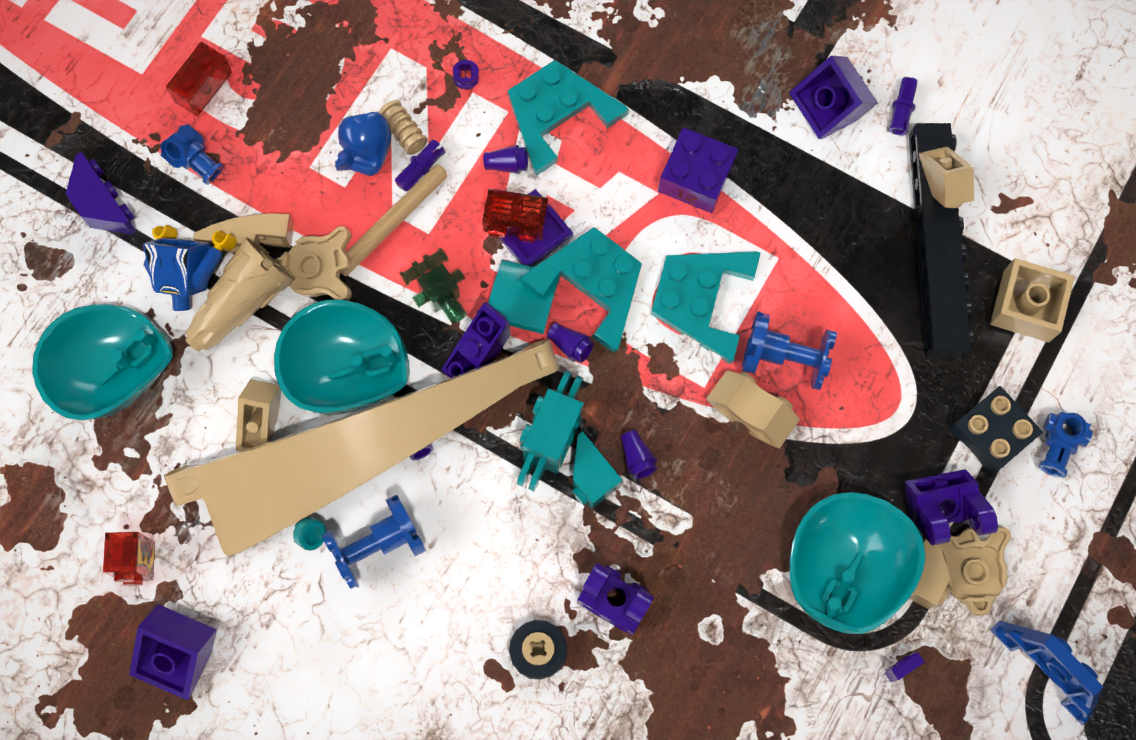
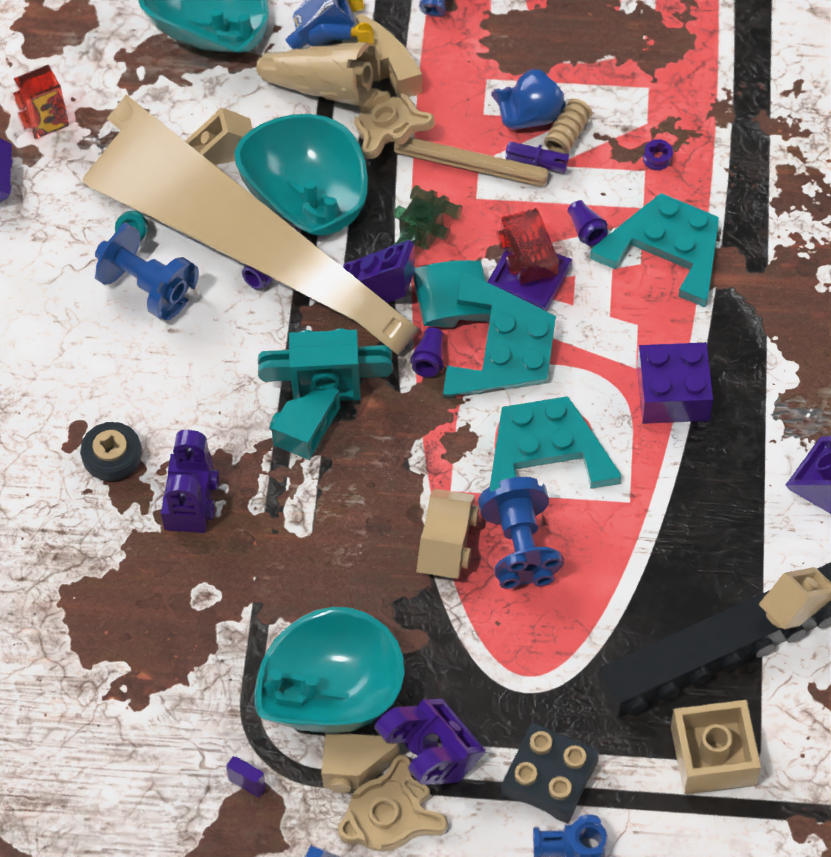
camera: 70 degrees right, 15 degrees down
(638, 457) = (343, 456): dark purple cone -> none

